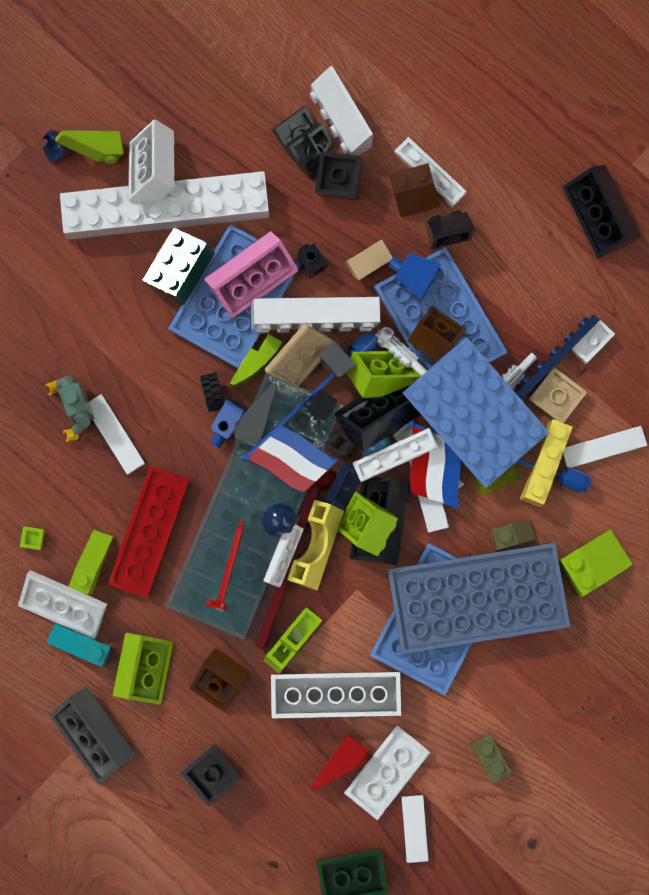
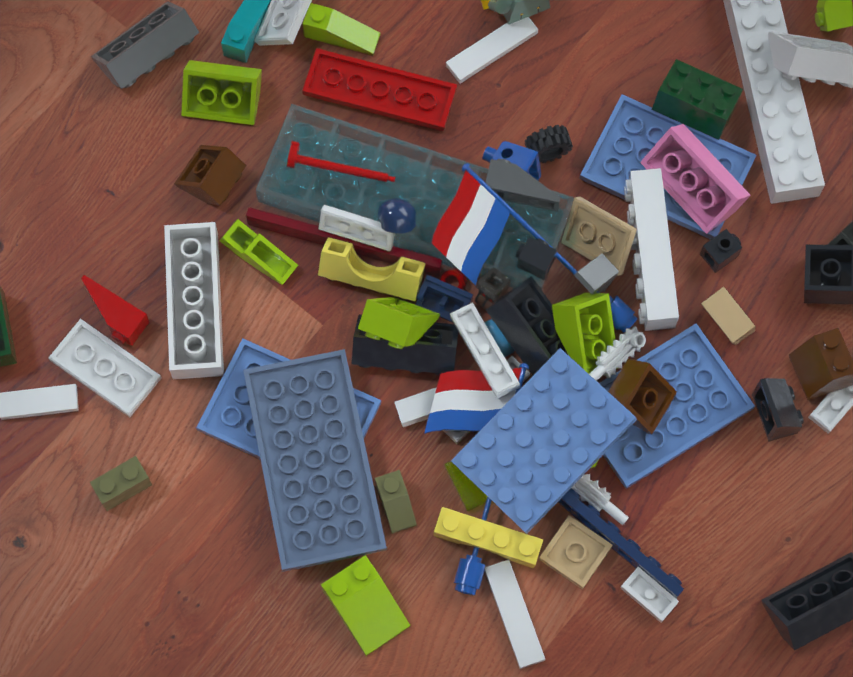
camera: 85 degrees right, 10 degrees down
(211, 774) = (100, 169): black brick -> none
(256, 361) = (589, 188): lime slope -> none
(414, 274) = (713, 366): blue torso -> none

